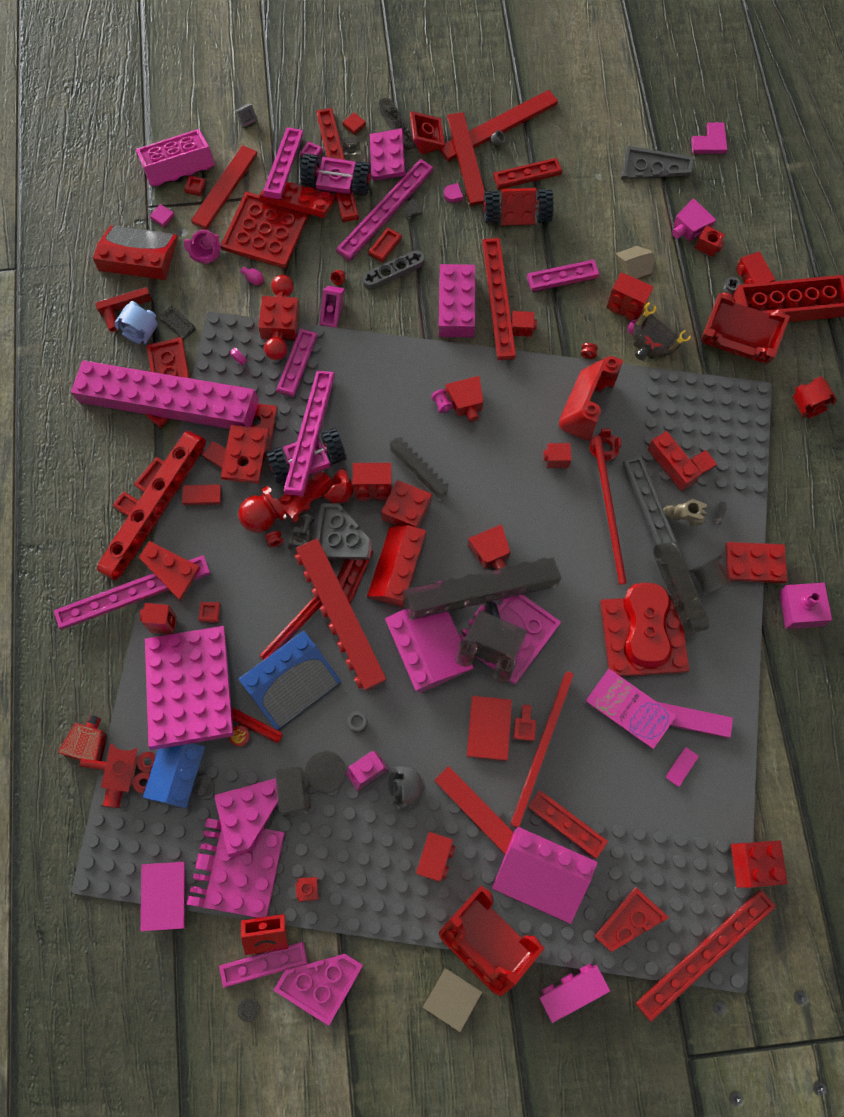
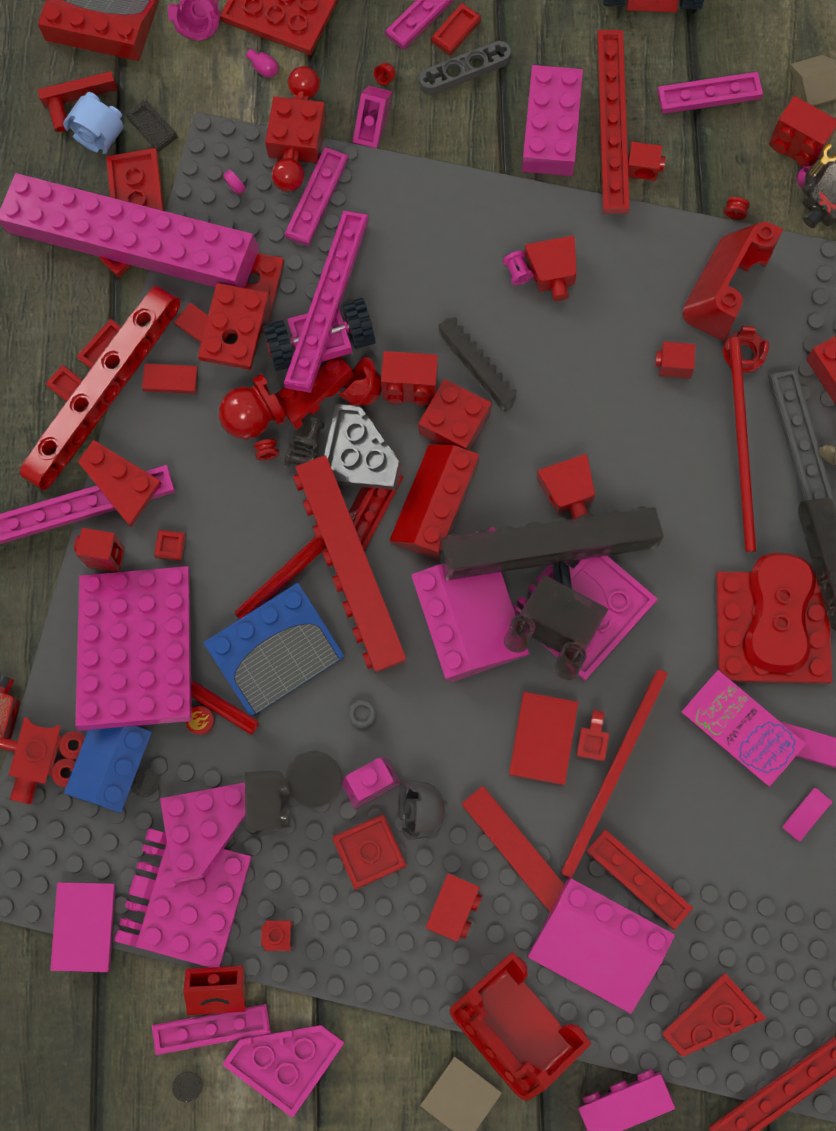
camera: 10 degrees right, 5 degrees up
(370, 821) = (369, 851): none -> red tile

